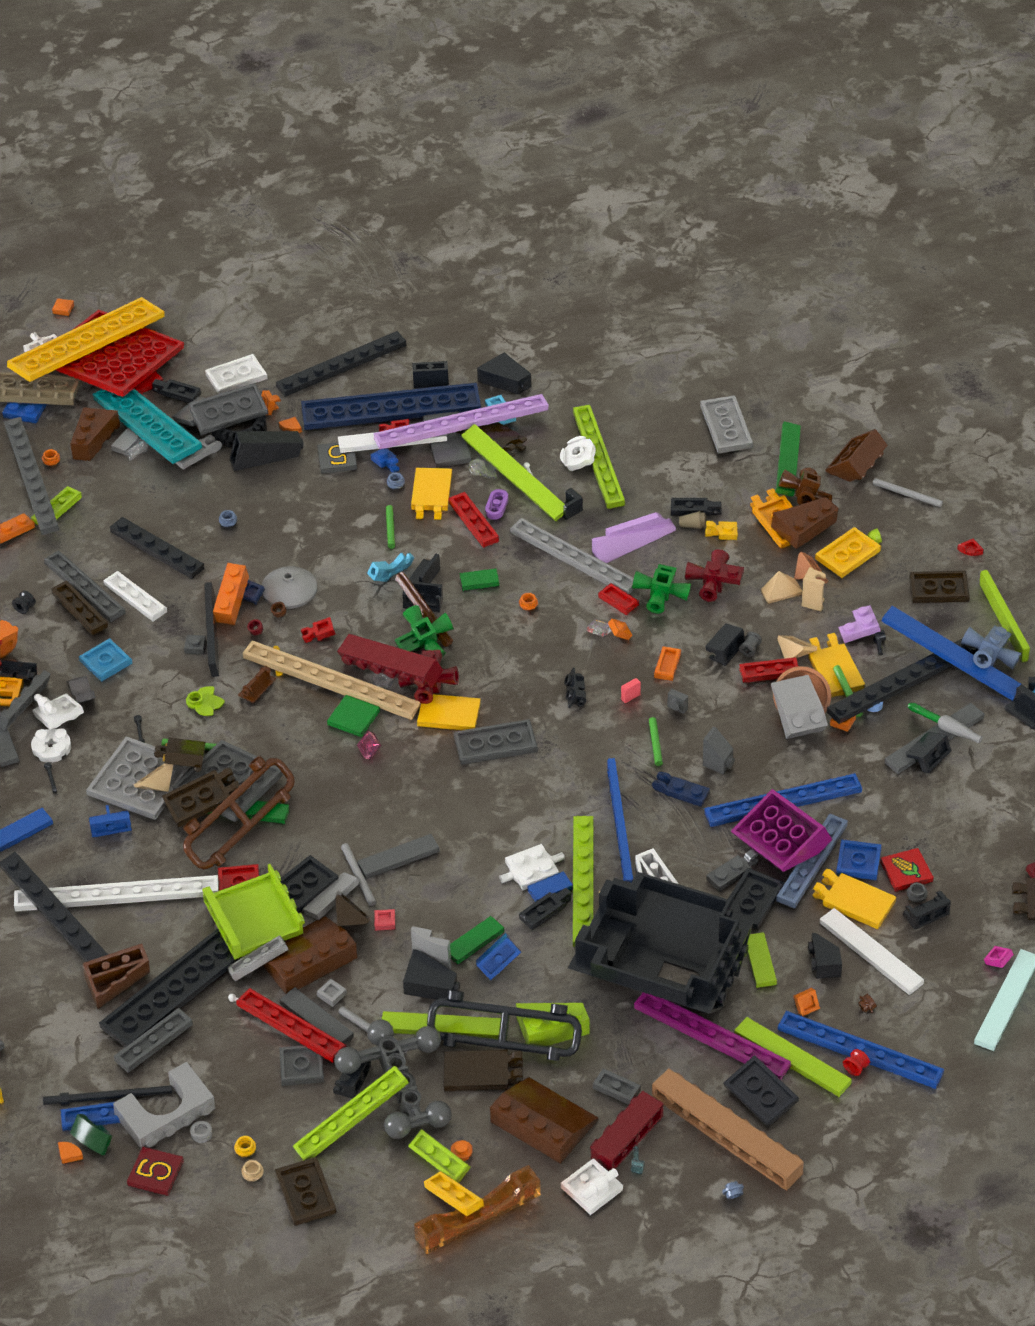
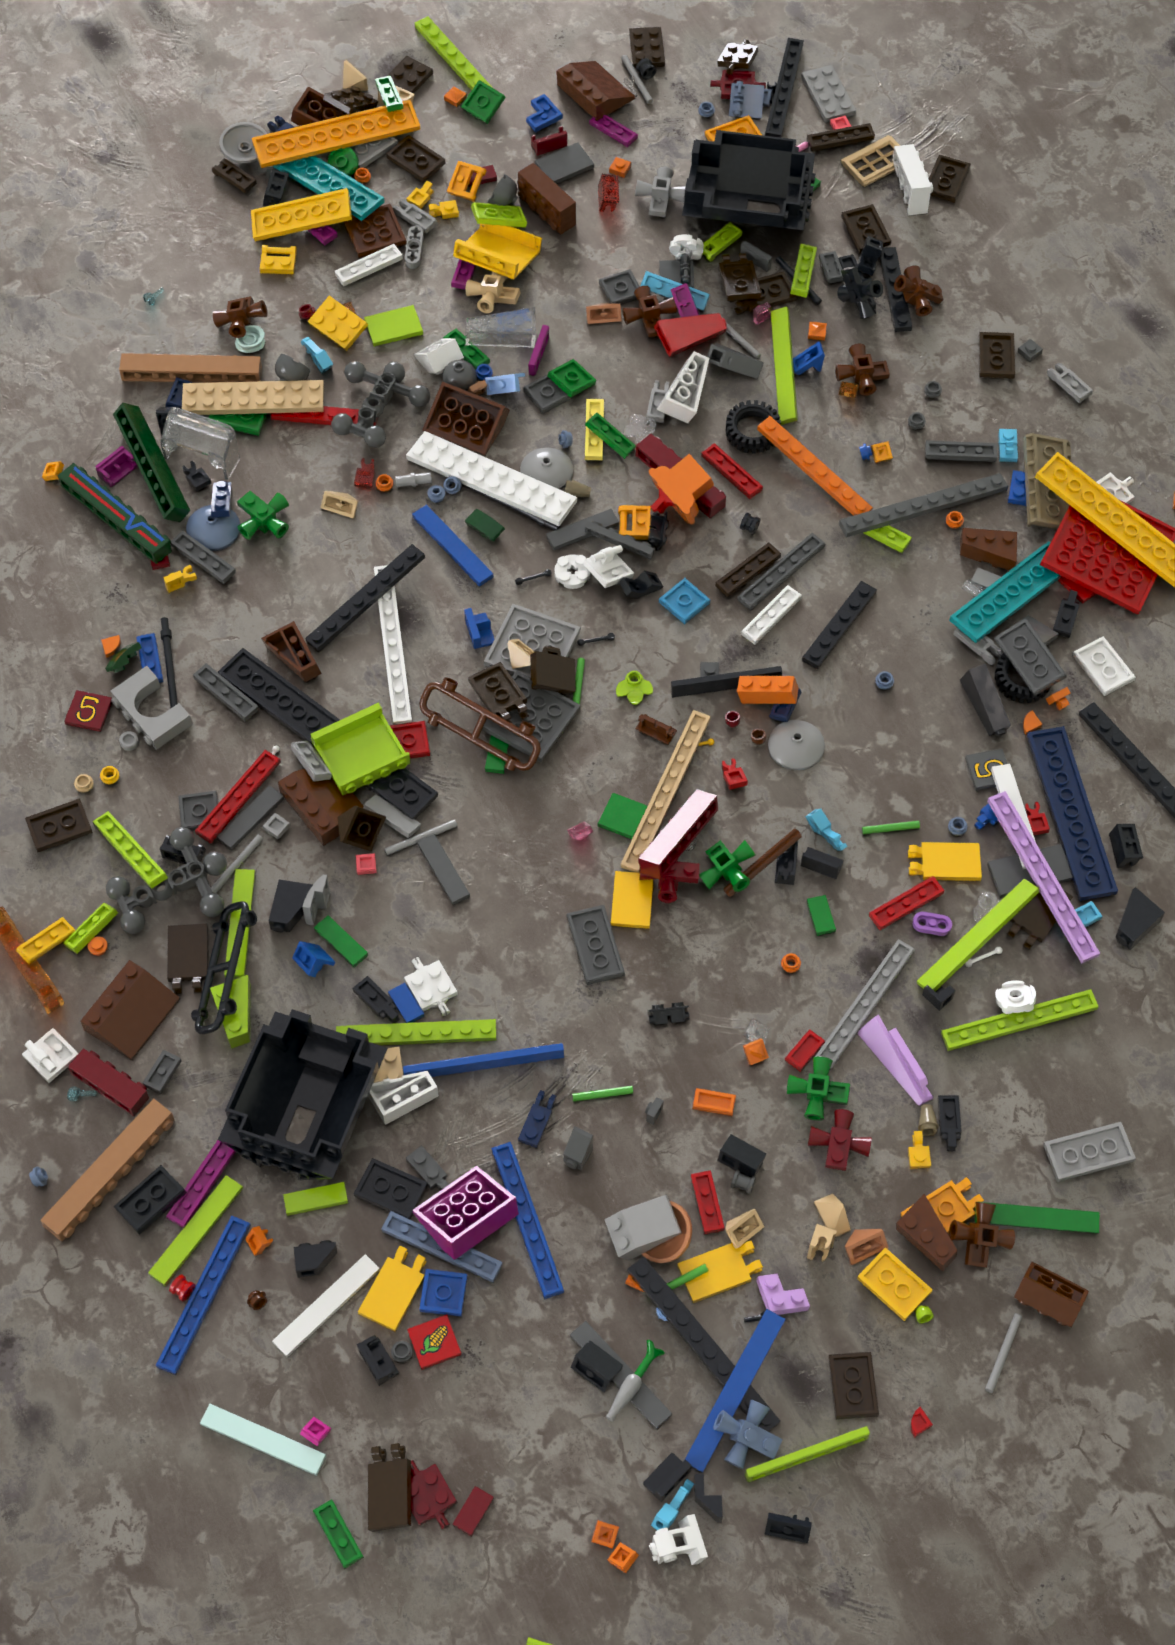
camera: 85 degrees right, 15 degrees up
(630, 690) = (667, 1064): coral tile -> none

